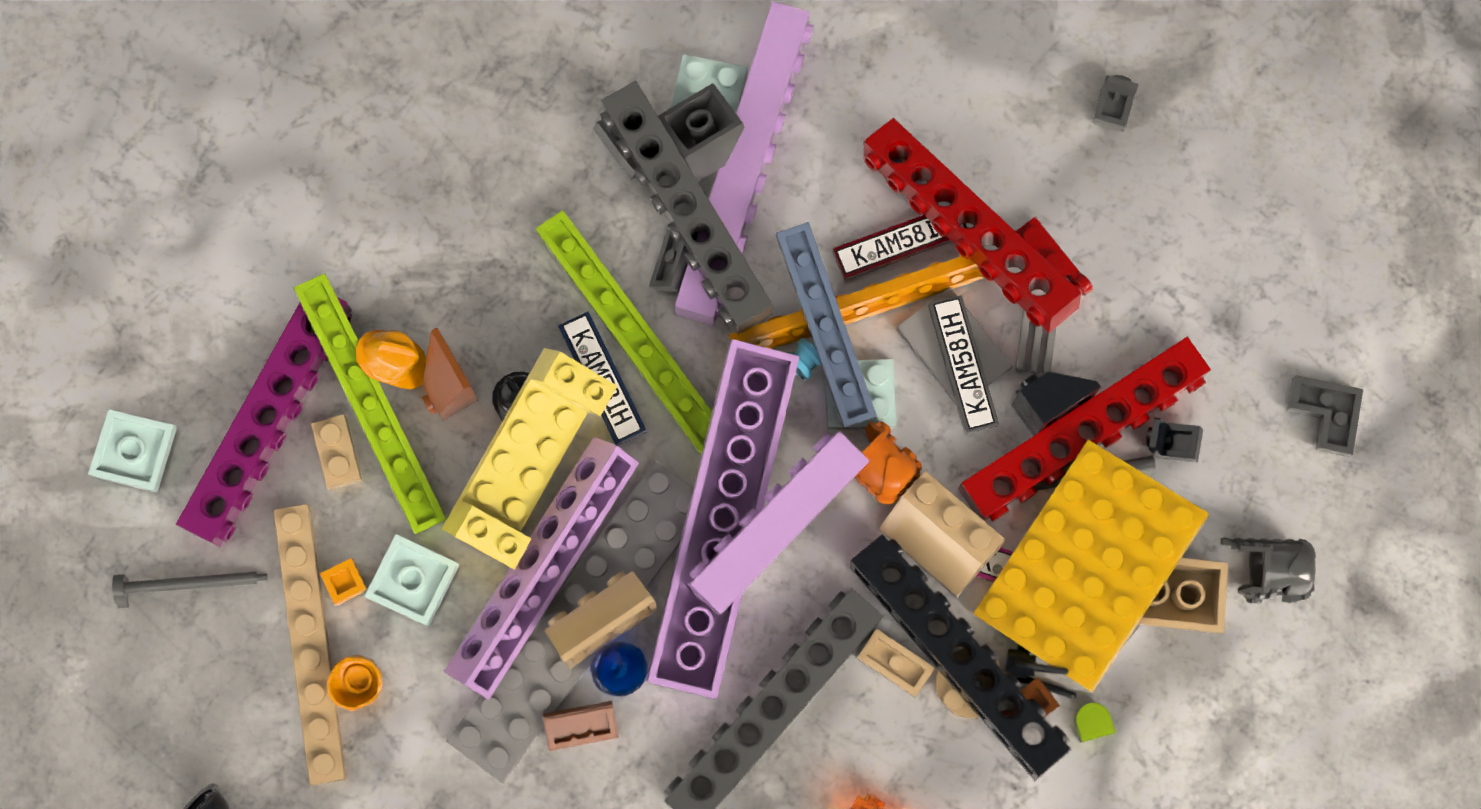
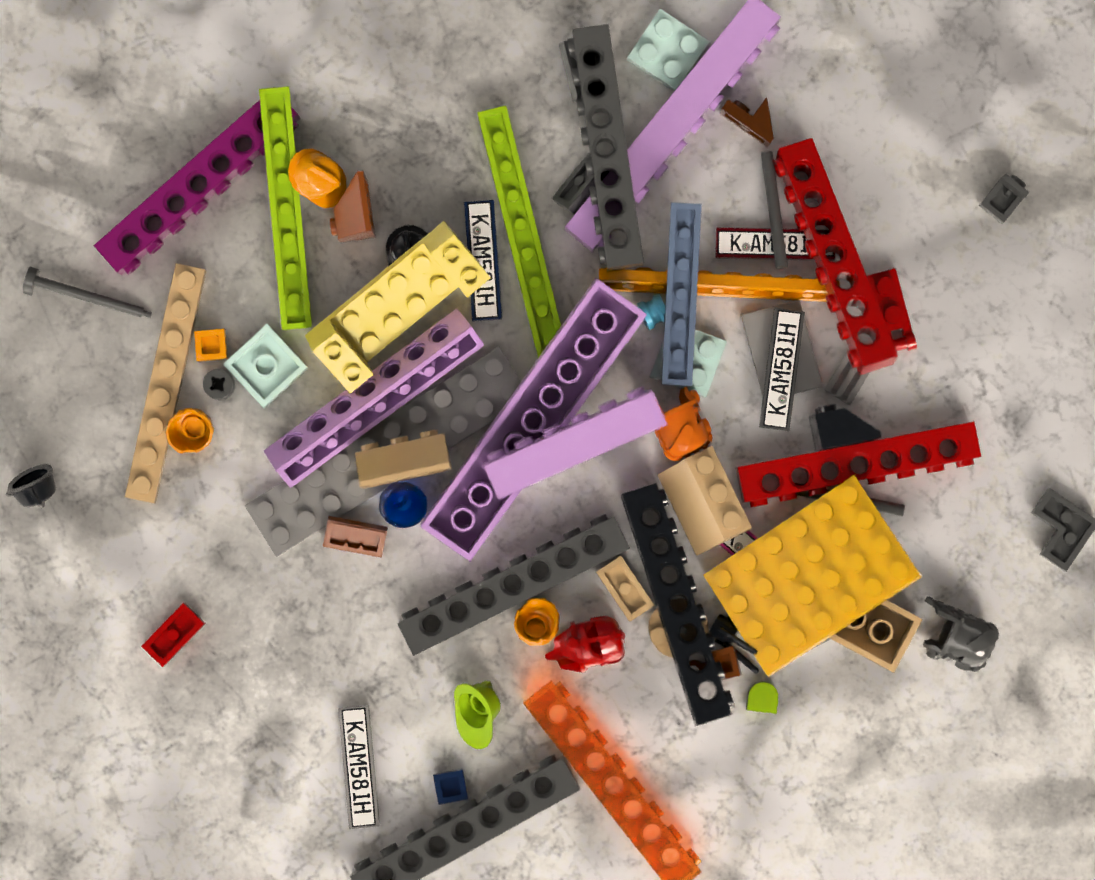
camera: 20 degrees right, 10 degrees up
(132, 451) = (79, 168): light aqua plate -> none
(336, 452) = (244, 235): tan plate -> none
(374, 624) = (222, 388): none -> dark grey wheel
(703, 130) = (647, 87): dark grey slope -> none
(816, 737) = (537, 621): none -> light orange hair
(830, 131) = (757, 126): none -> reddish brown slope
(882, 739) = (589, 644): none -> red helmet
(885, 207) = (774, 210): none -> dark grey bar
(1174, 441) = (926, 501): black bracket -> none

